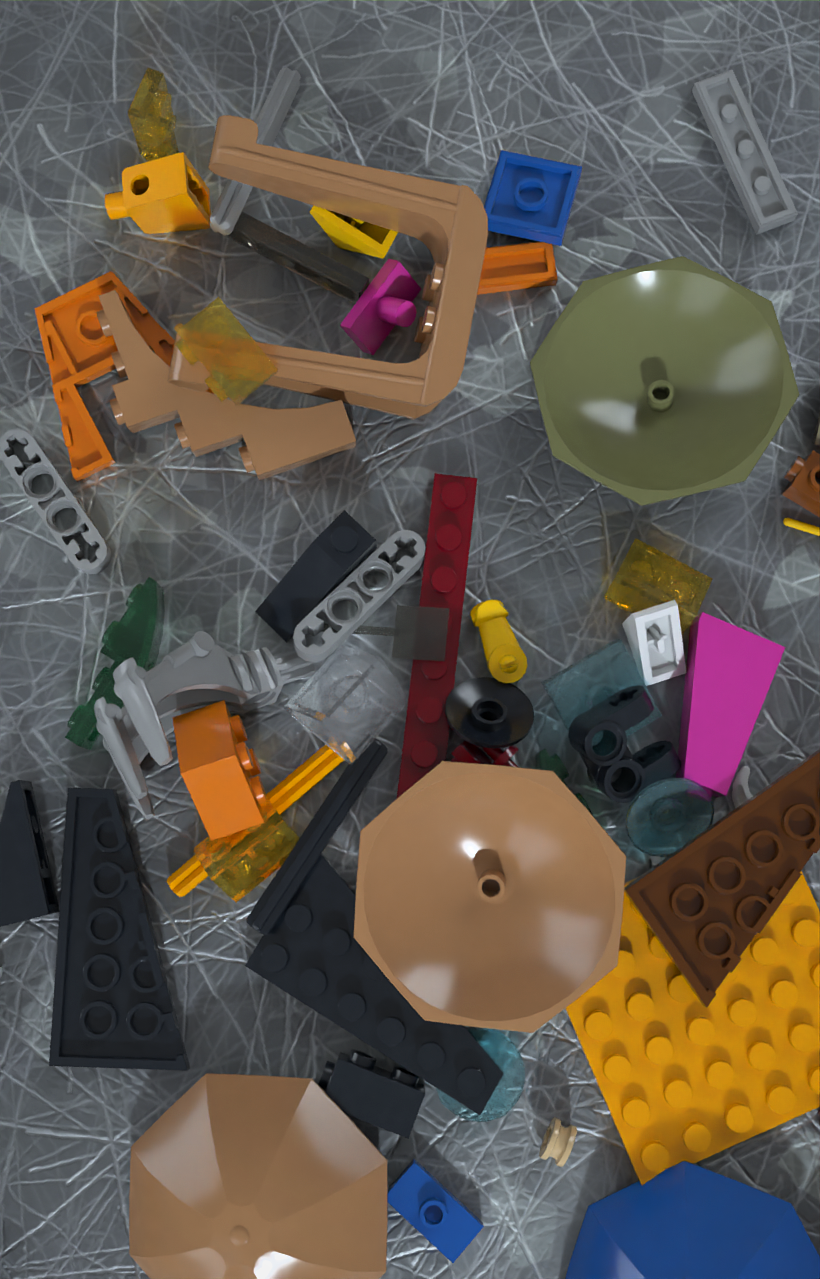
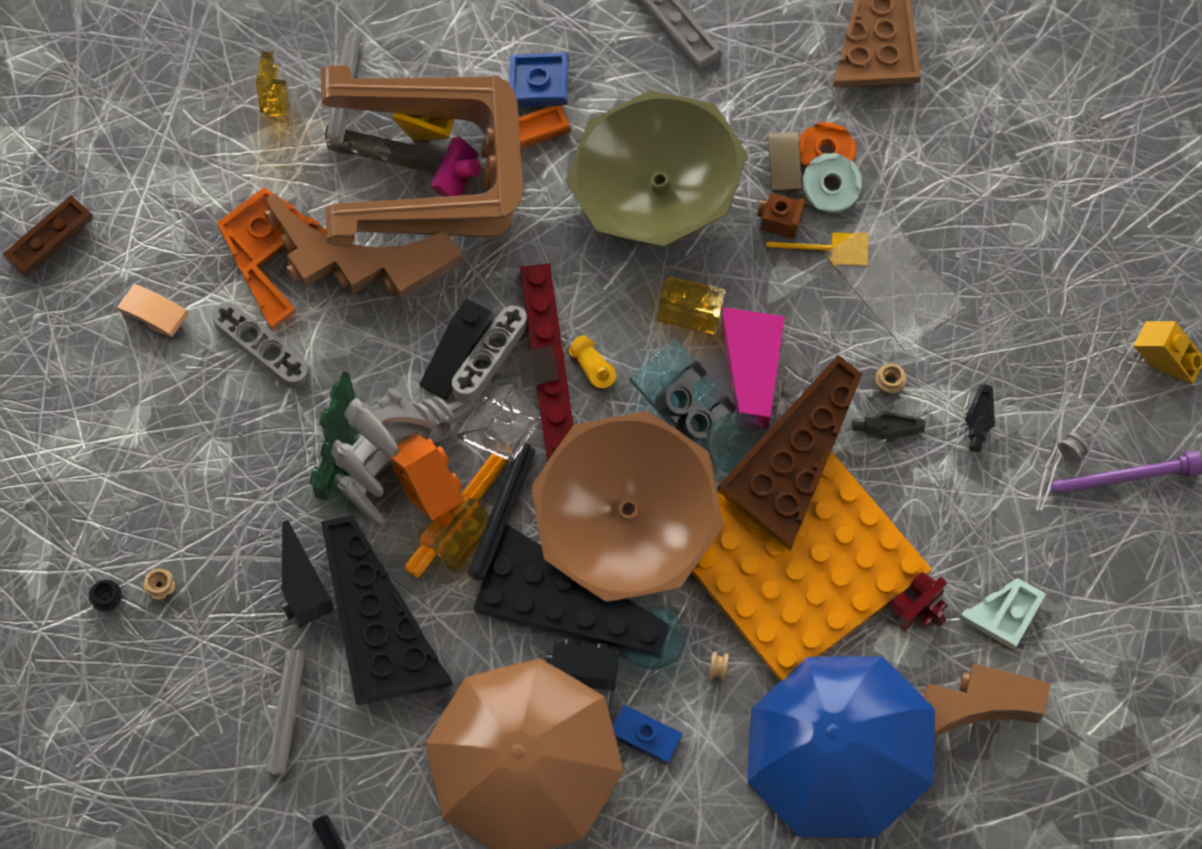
camera: 15 degrees left, 15 degrees down
(162, 196) = (286, 133): light orange torso -> none
(226, 352) = (364, 210): clear yellow bracket -> none
(489, 712) = (597, 404): black dish -> none
(656, 642) = (698, 335): white slope -> none

